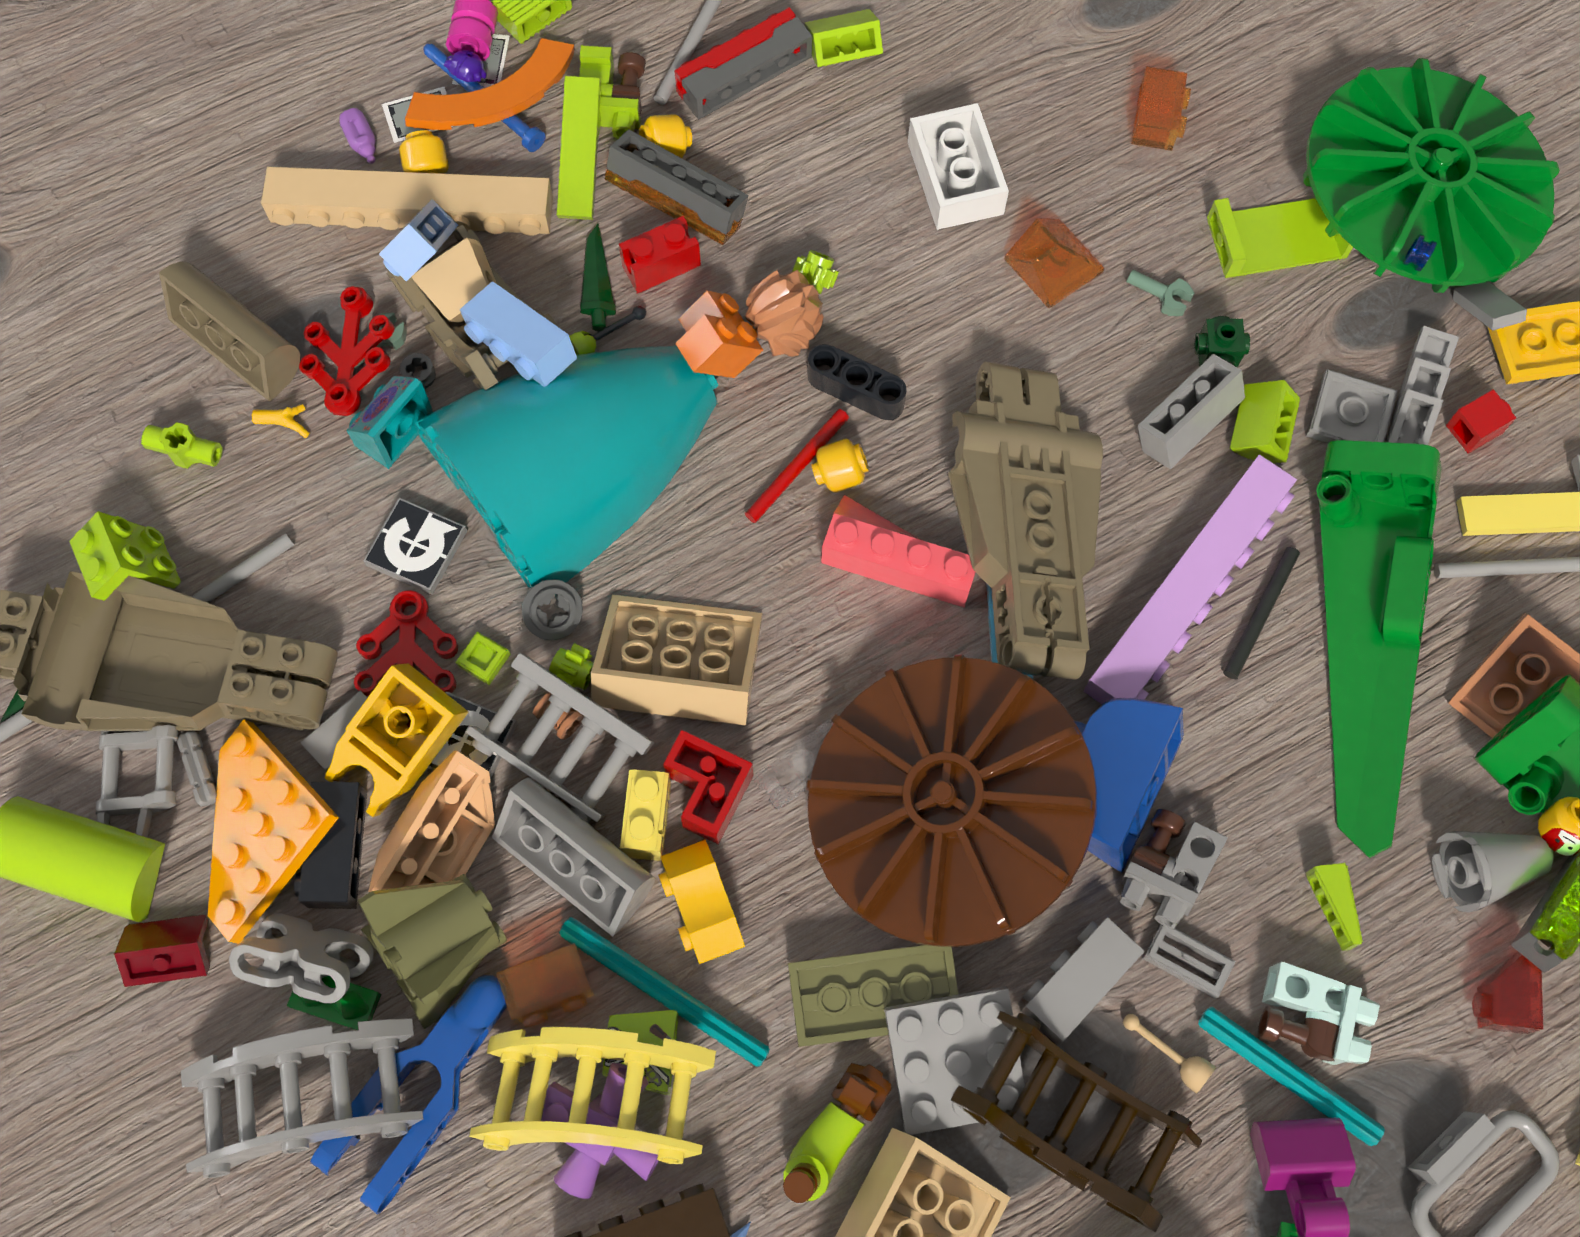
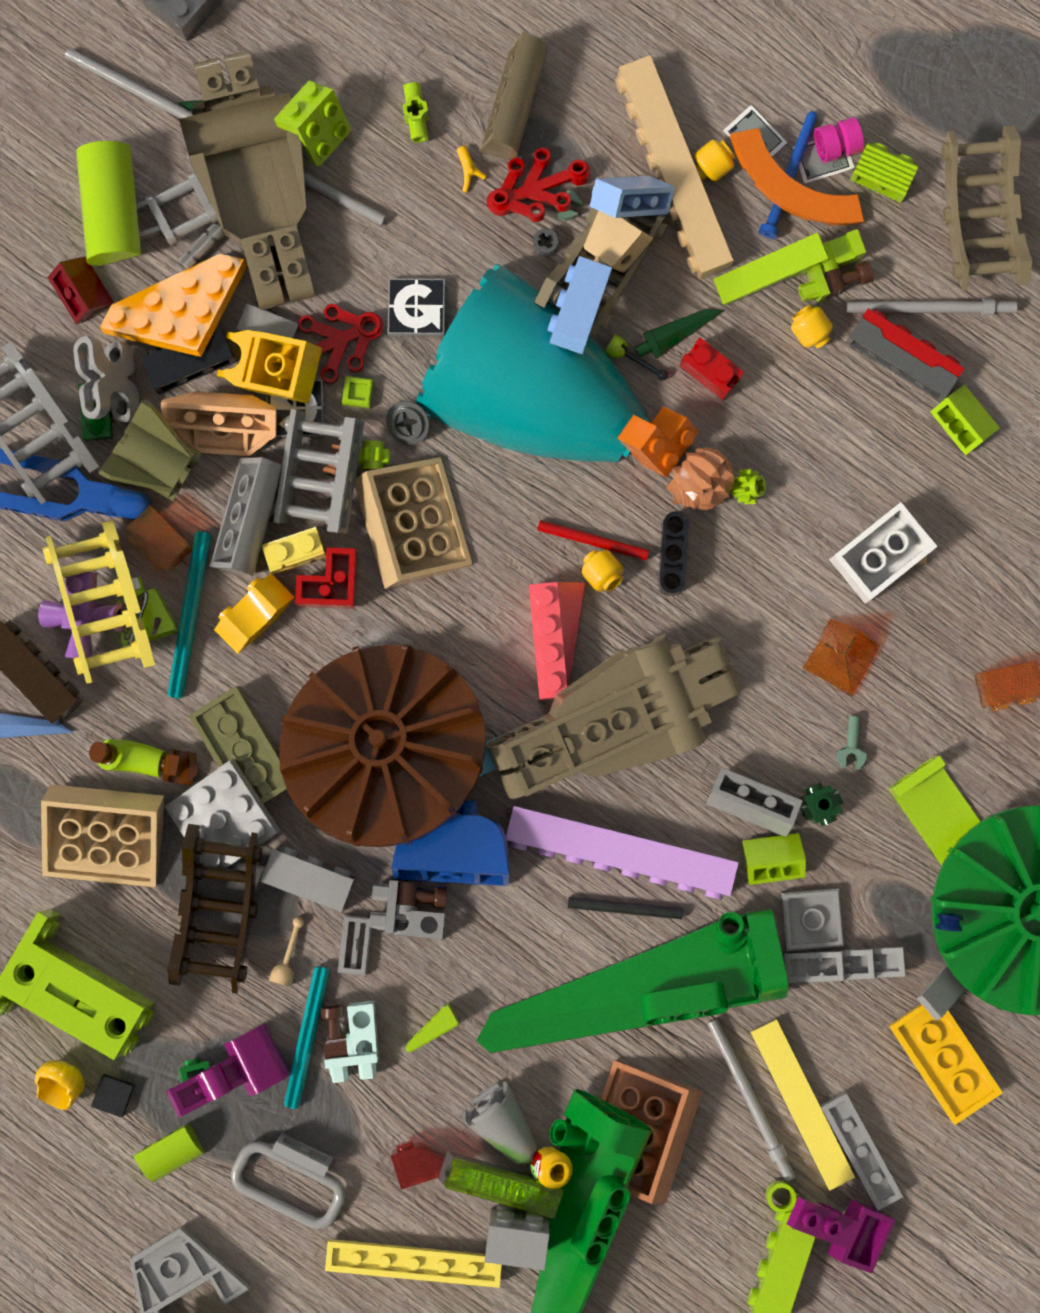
camera: 70 degrees right, 15 degrees up
(358, 133) = (716, 102): medium lavender piece -> none
(388, 421) = (495, 243): teal slope -> none
(466, 66) = (805, 152): dark purple animal -> none
(675, 186) = (770, 354): dark grey piece -> none
(1481, 421) = (844, 1015): red brick -> none

